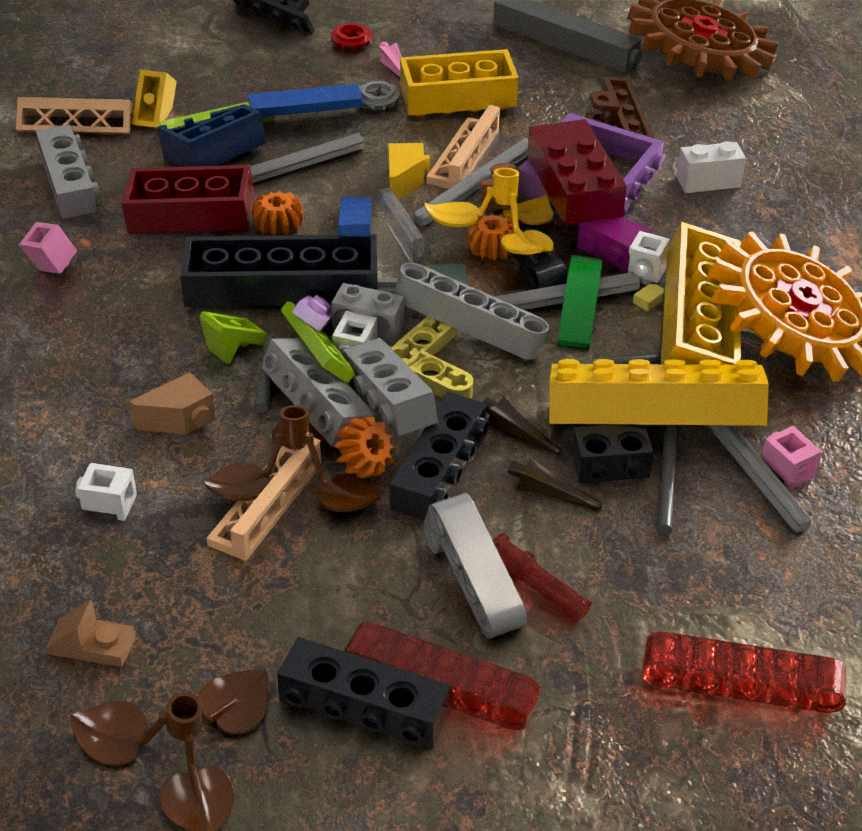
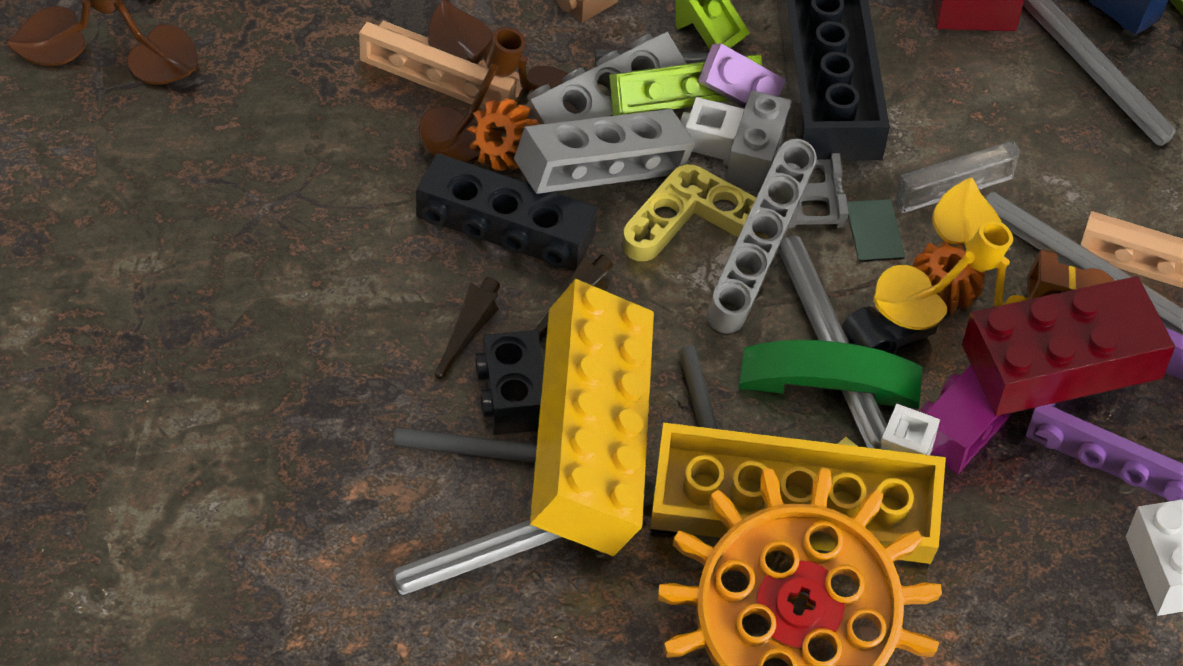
camera: 85 degrees right, 10 degrees up
(277, 213) = (963, 49): orange gear -> none
(355, 217) = (946, 114): blue tile -> none
(364, 692) = (156, 148): black brick -> none
(407, 167) = (1091, 179): yellow slope -> none
(461, 533) = (319, 229): light grey beam -> none
(476, 685) = (175, 211): clear red beam -> none
(524, 568) = (326, 288): clear red pin -> none
(745, 672) = (158, 484): clear red beam -> none
(791, 456) = (510, 574): bright pink brick -> none

